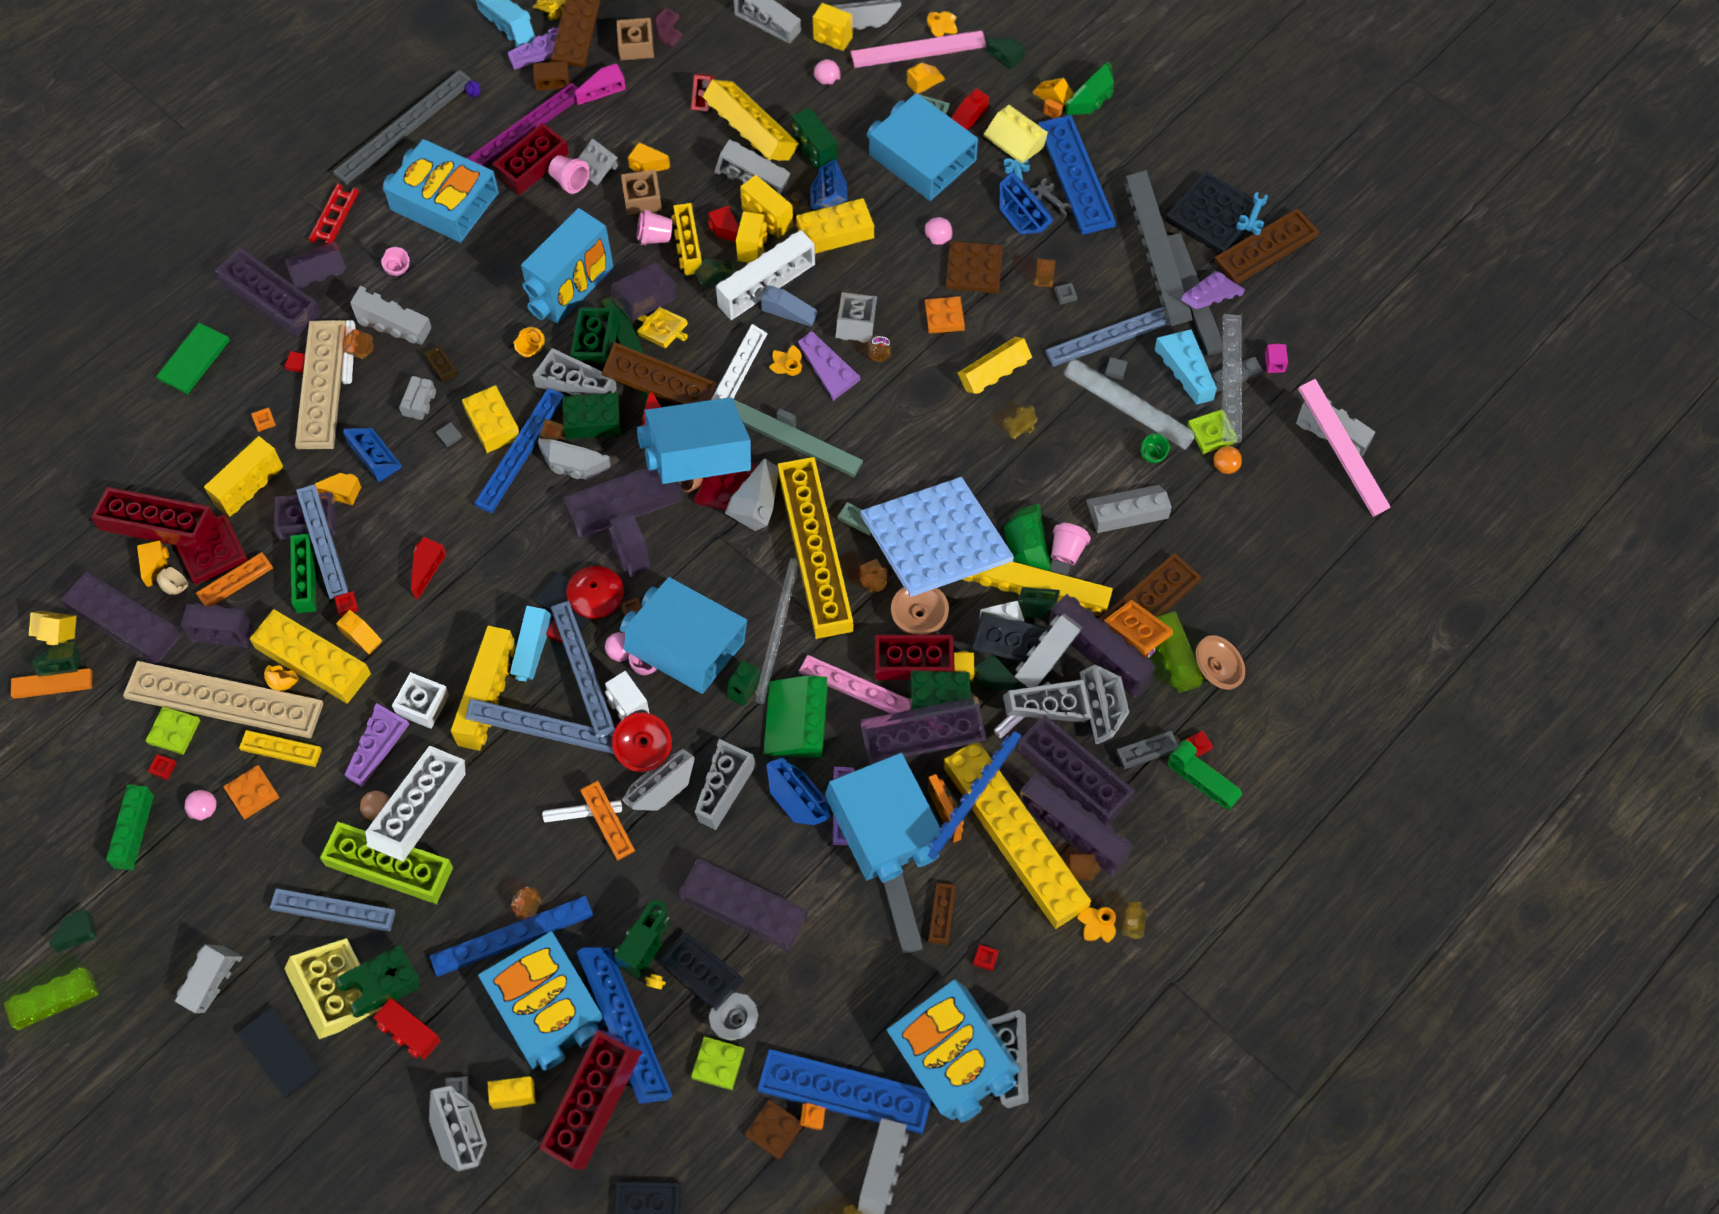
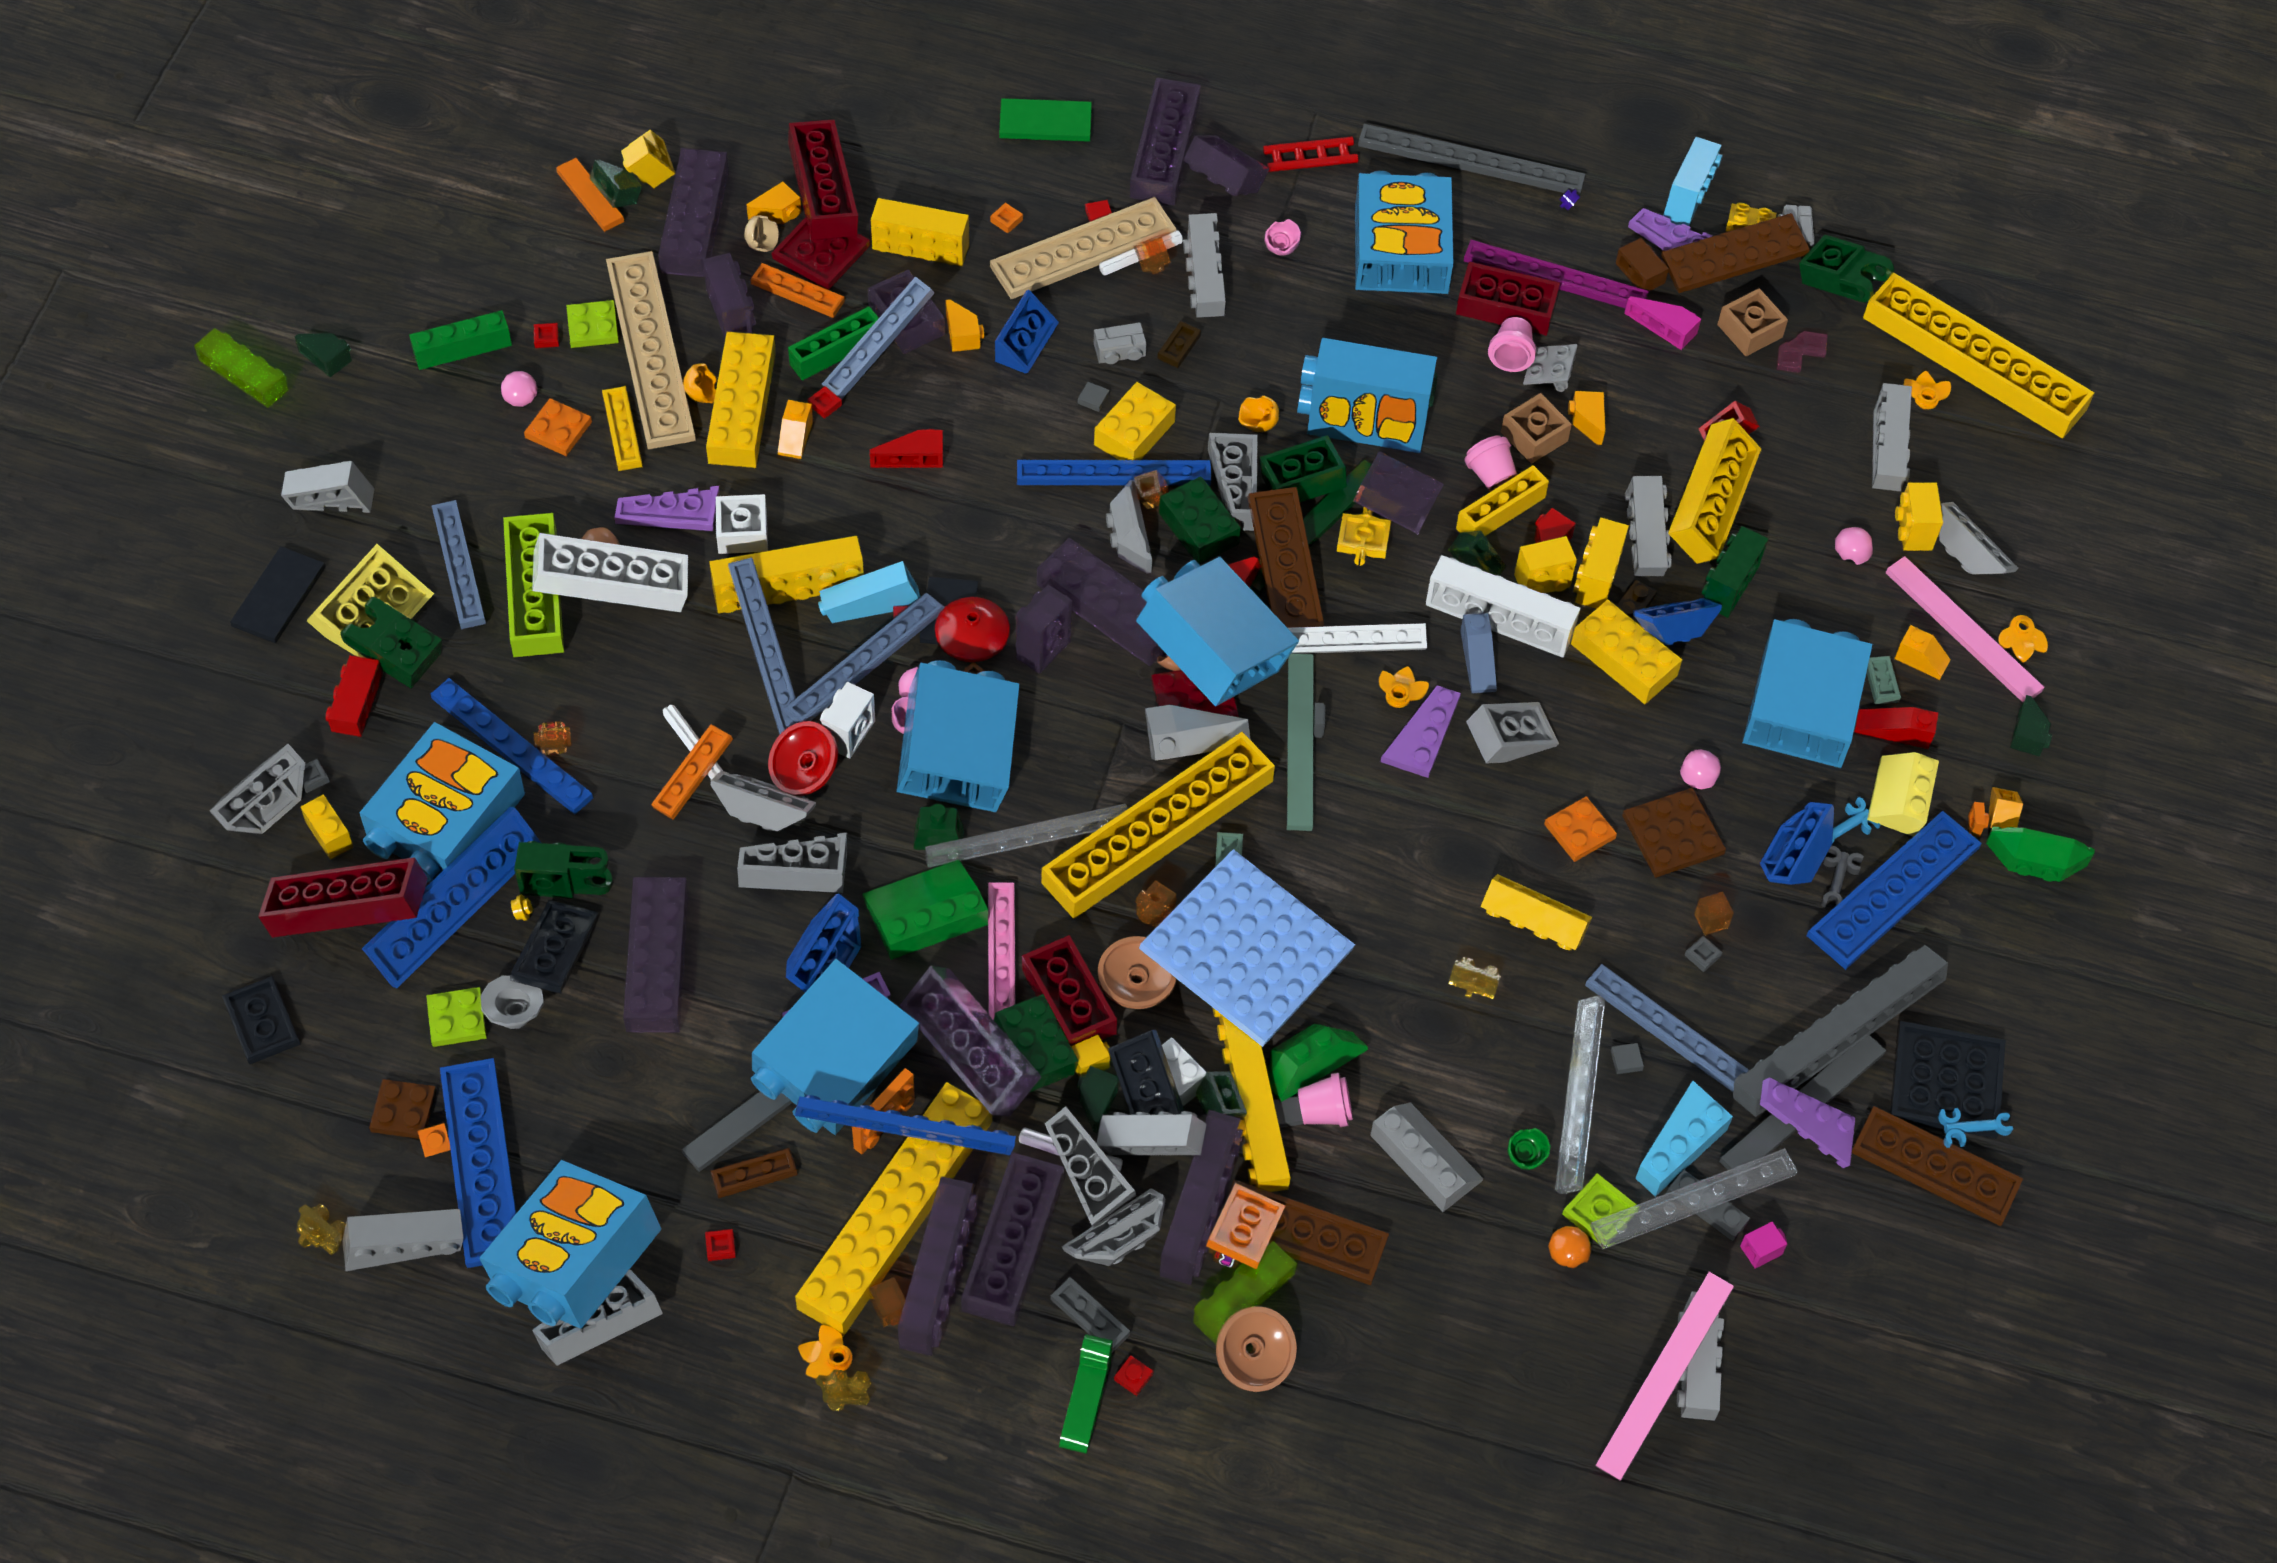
camera: 60 degrees right, 5 degrees down
(879, 348) = (1480, 775): clear orange head -> none

